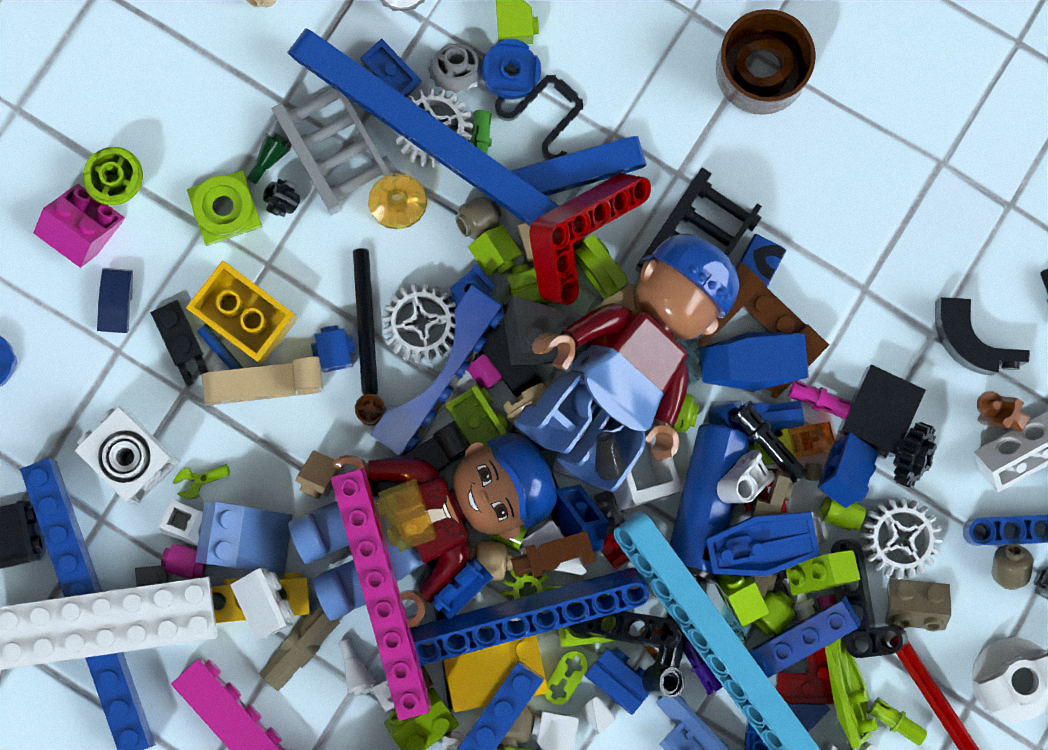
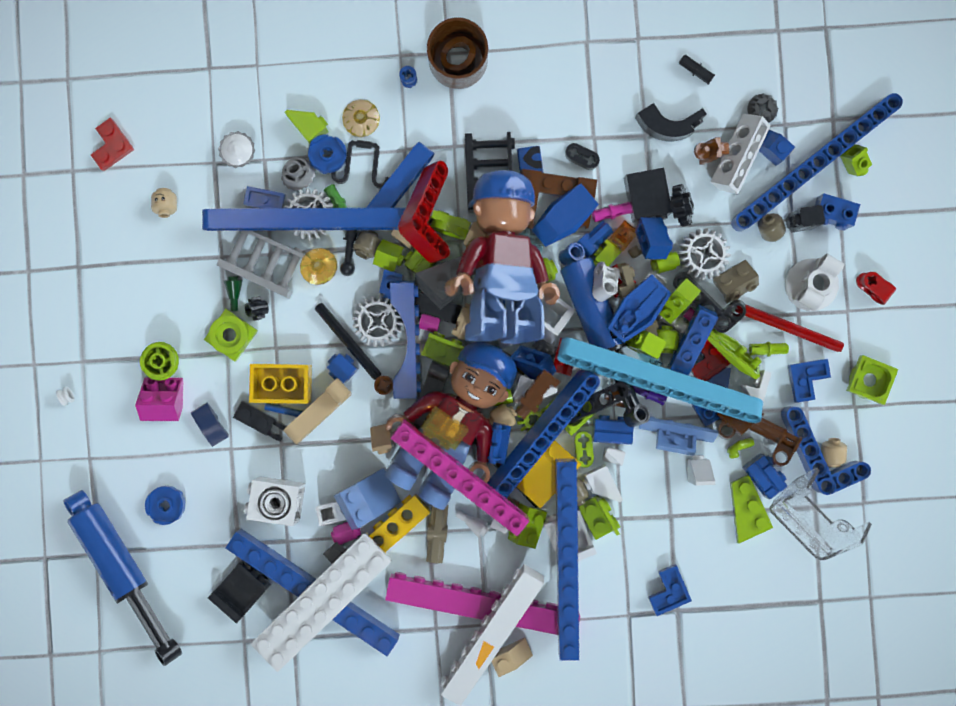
camera: 35 degrees left, 5 degrees up
(199, 479) = (323, 483): lime bar -> none
(262, 604) = (402, 526): white slope -> none
(432, 228) = (347, 267): none -> black pin
(586, 69) = (364, 126): none -> tan dish
(608, 457) = (528, 322): clear smoke cone -> none
(682, 38) = (404, 72): none -> blue bush
(760, 432) = (595, 251): black pin -> none
(838, 298) = (584, 152): none -> black beam

